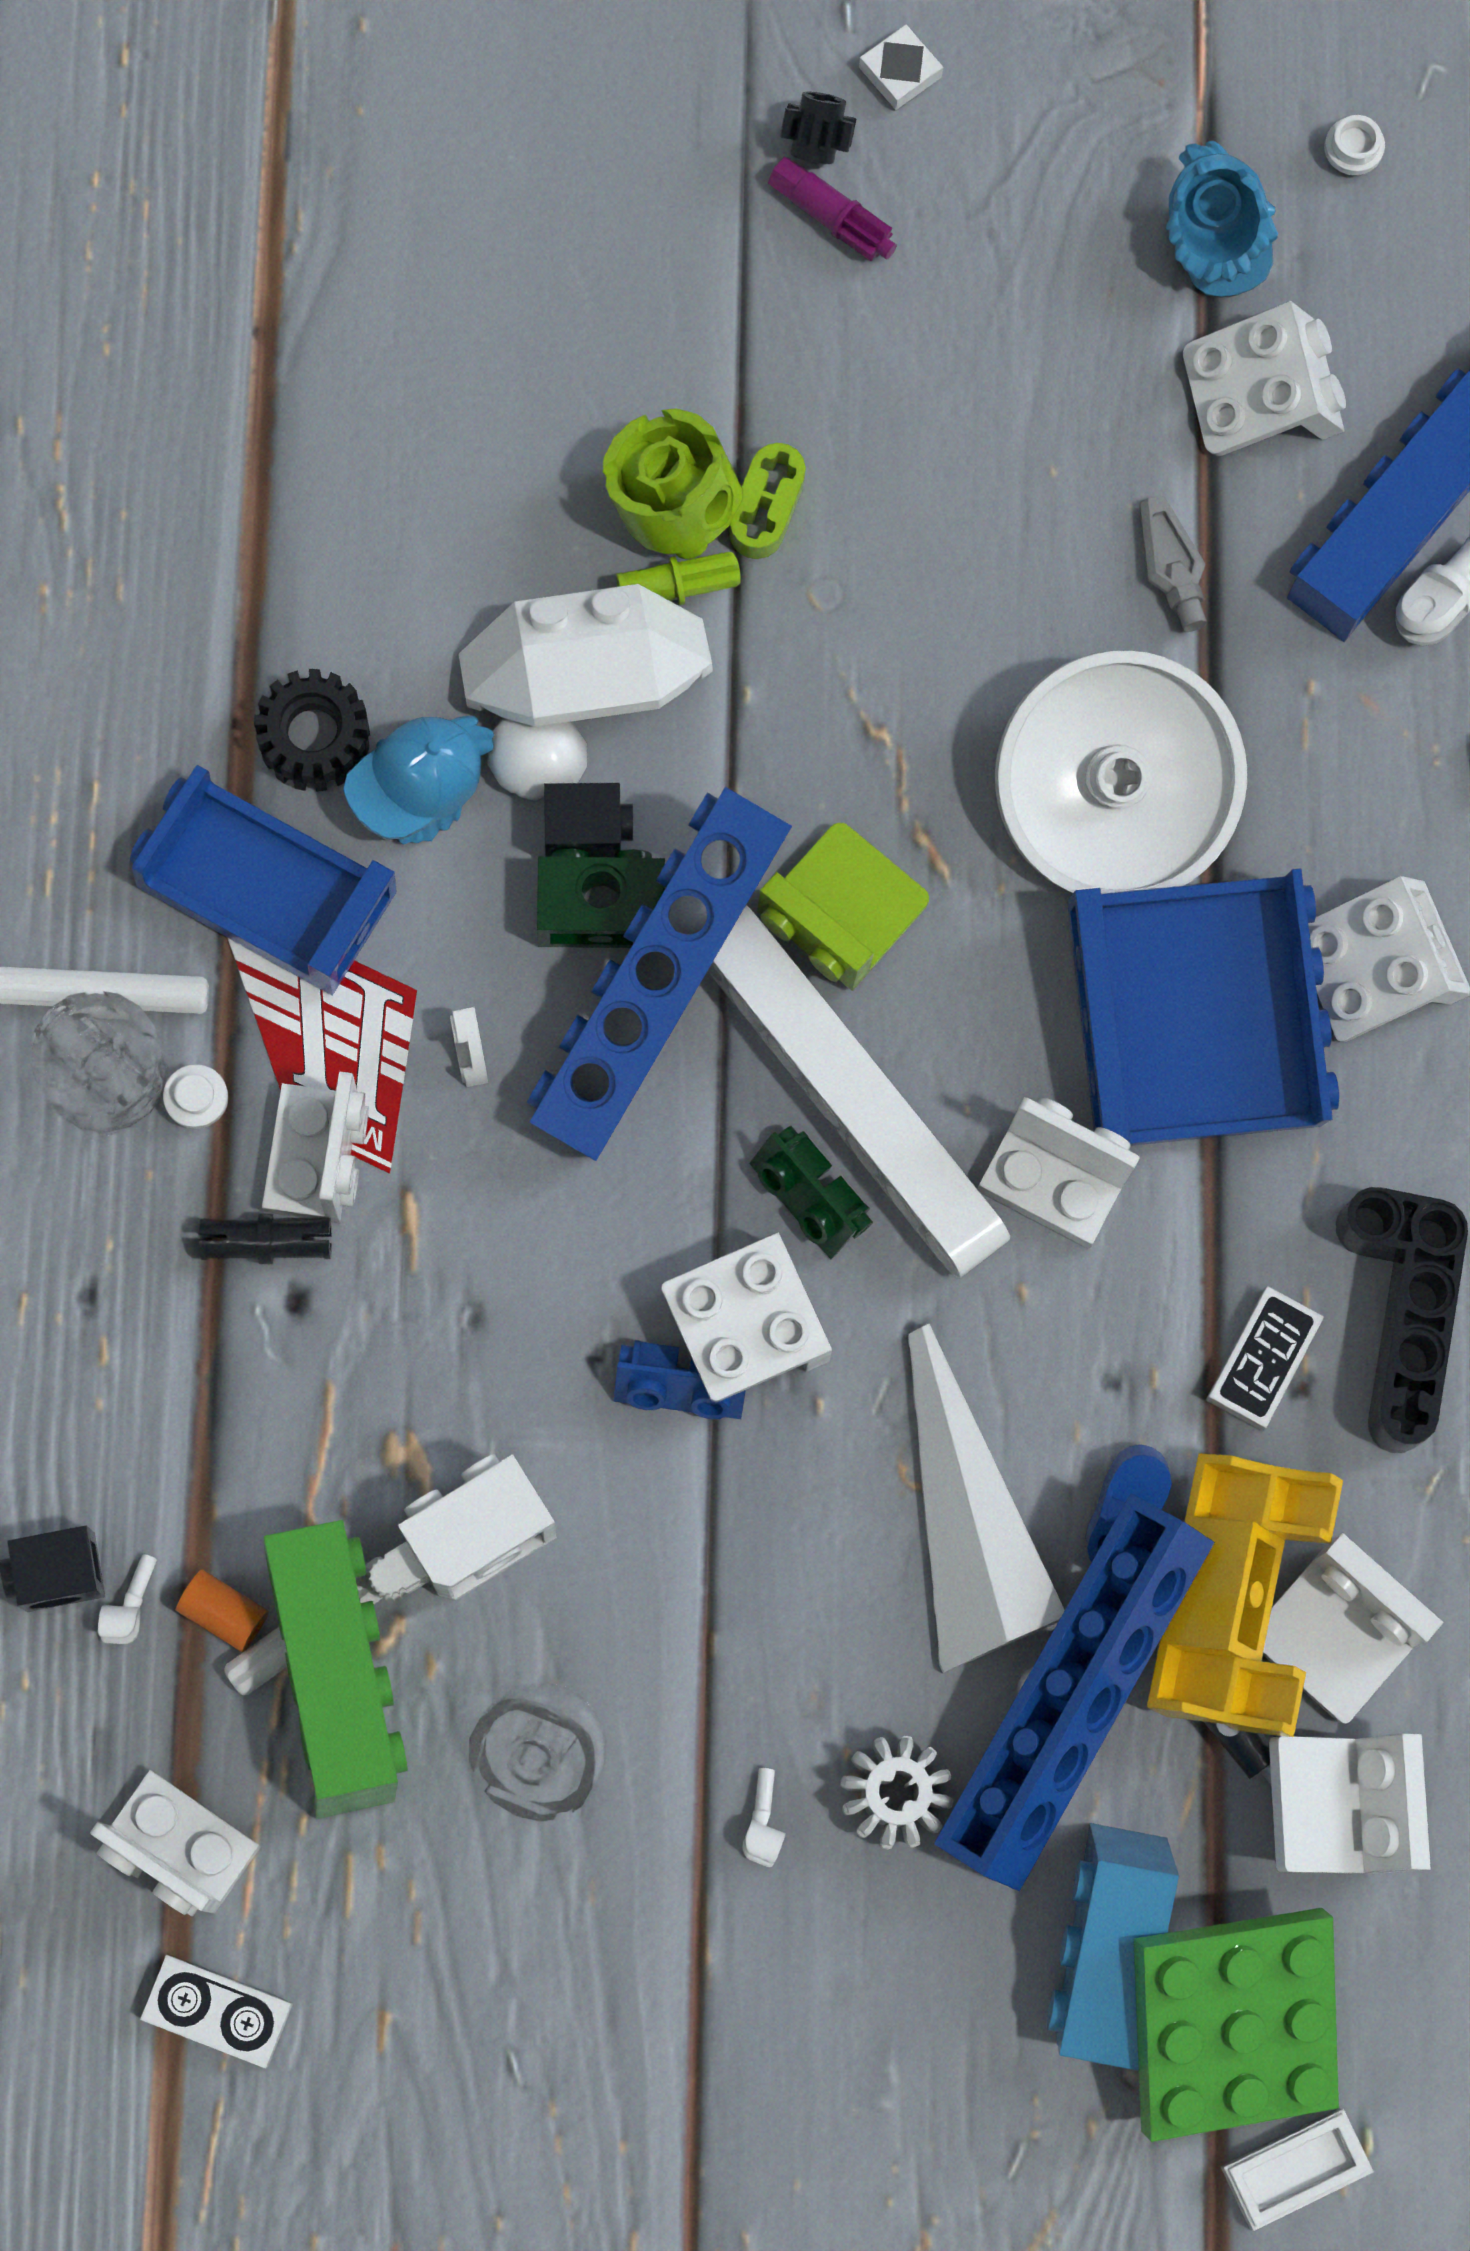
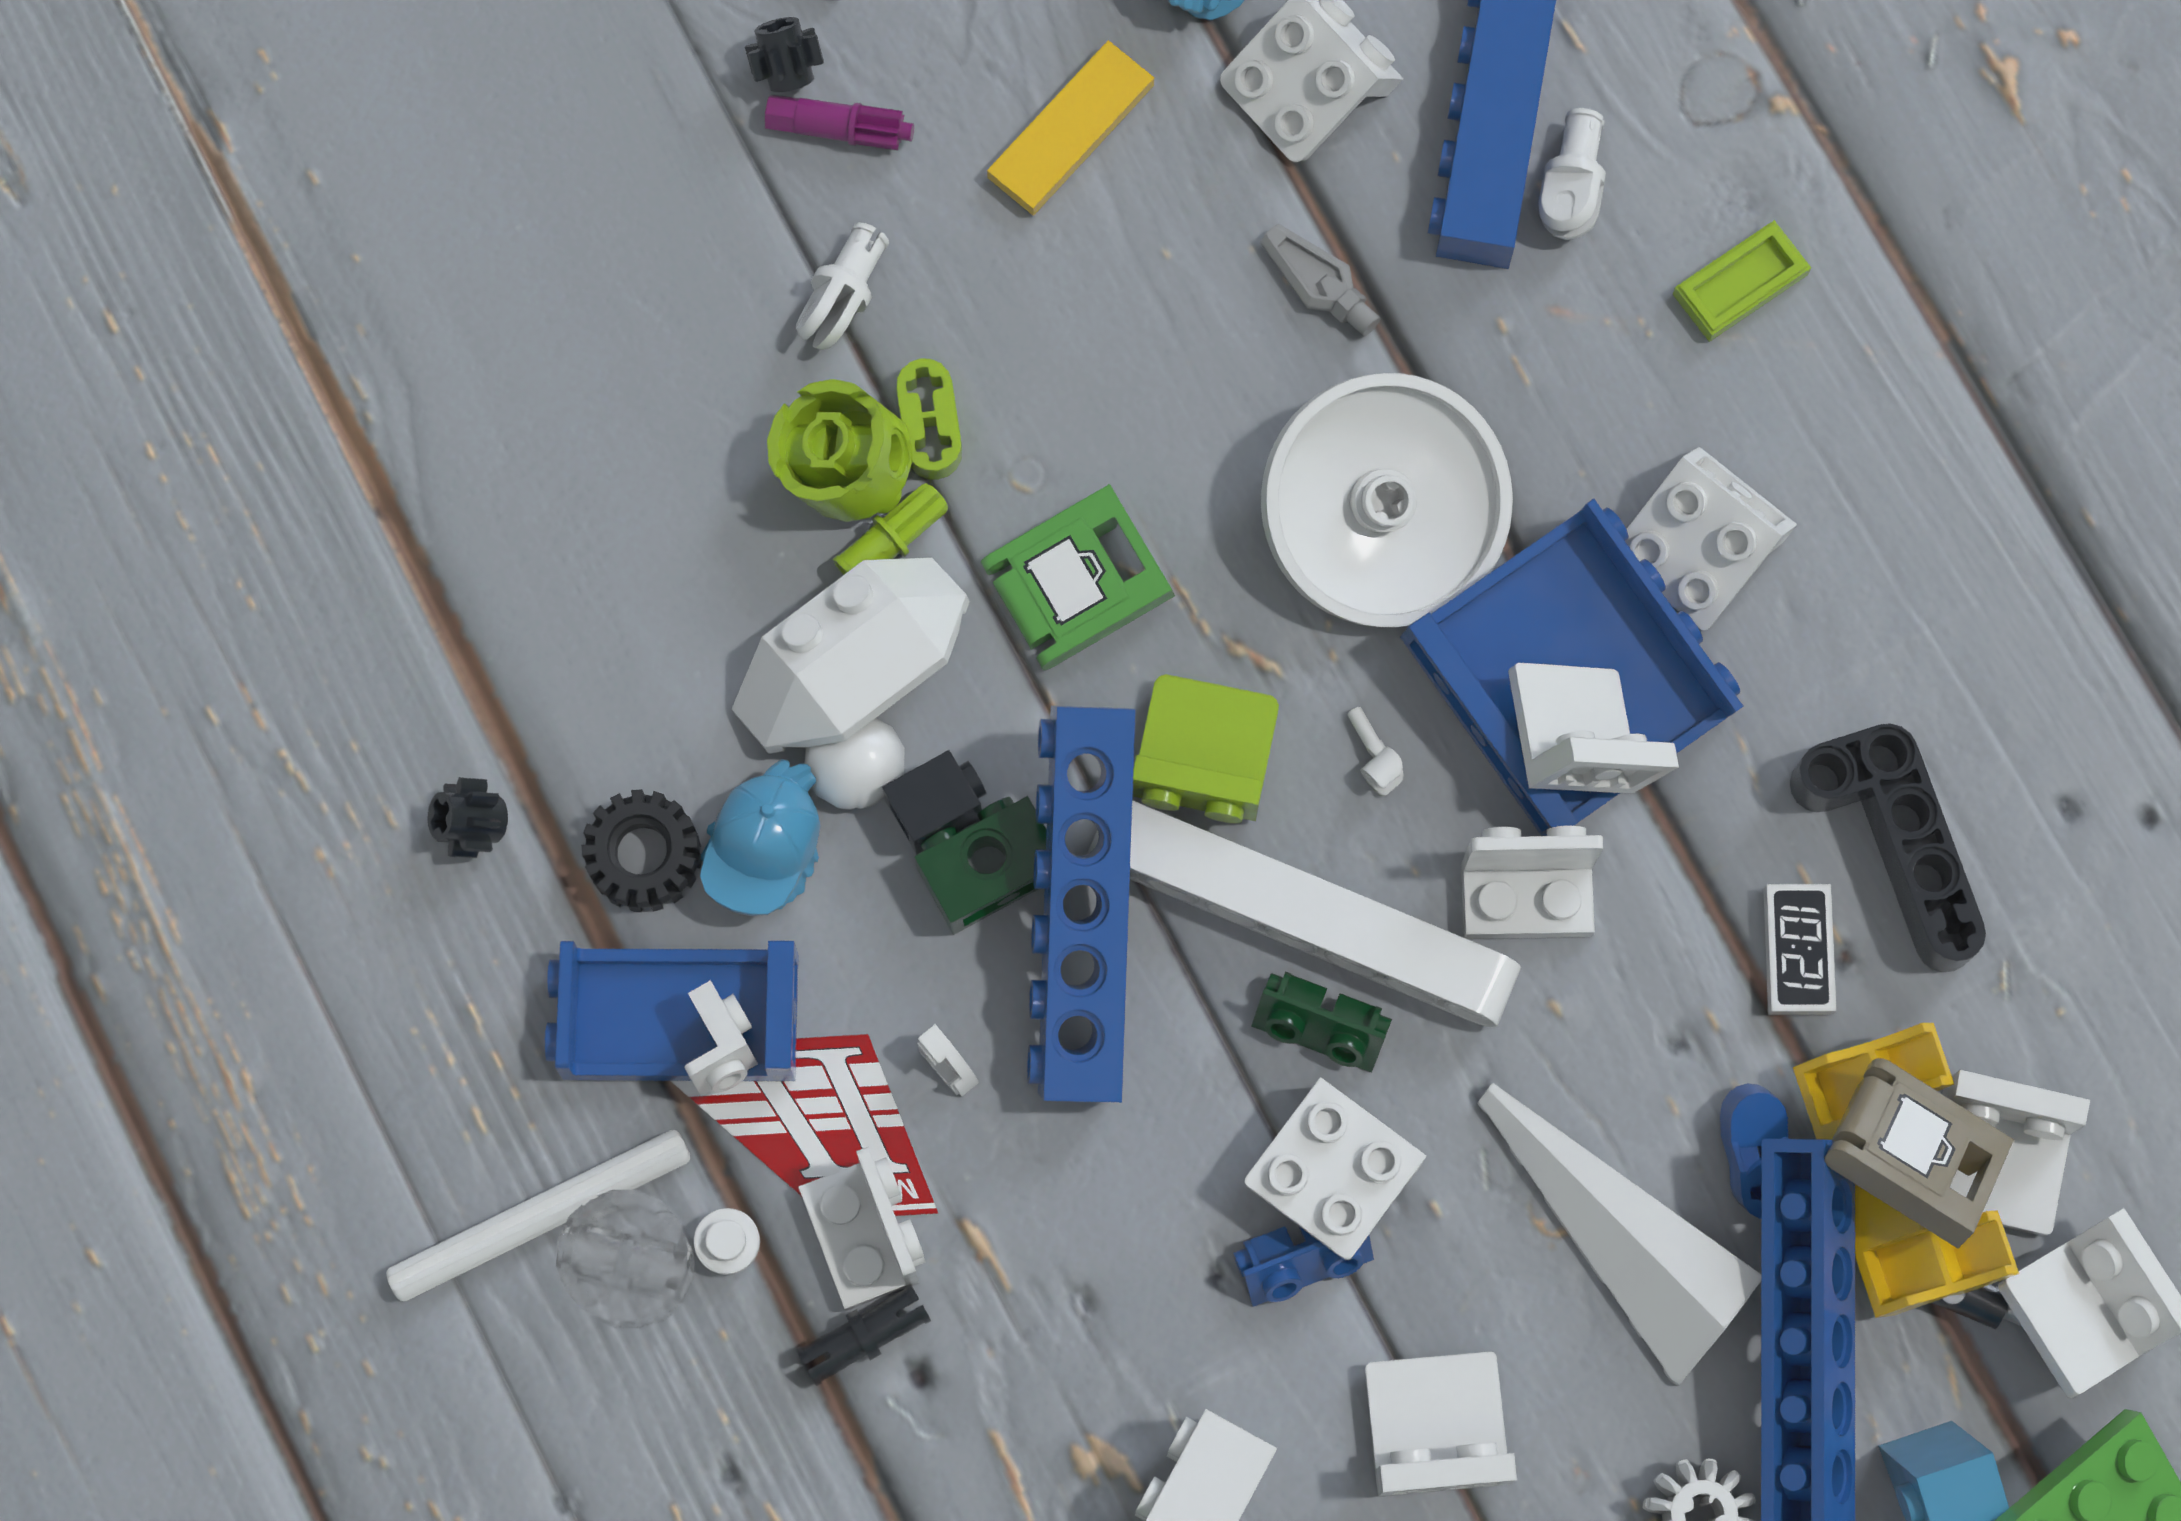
camera: 20 degrees left, 0 degrees up
(181, 621) = (467, 817): none -> black gear
(286, 939) = (729, 1062): none -> white bracket
(713, 1587) = (1438, 1424): none -> white bracket
(757, 348) = (841, 288): none -> white arm
(805, 701) = (1067, 583): none -> bright green container
(989, 1007) = (1386, 767): none -> white hand
(1030, 320) = (1070, 127): none -> yellow tile
(1175, 1062) = (1579, 731): none -> white bracket
(1256, 1567) = (1908, 1144): none -> dark tan container

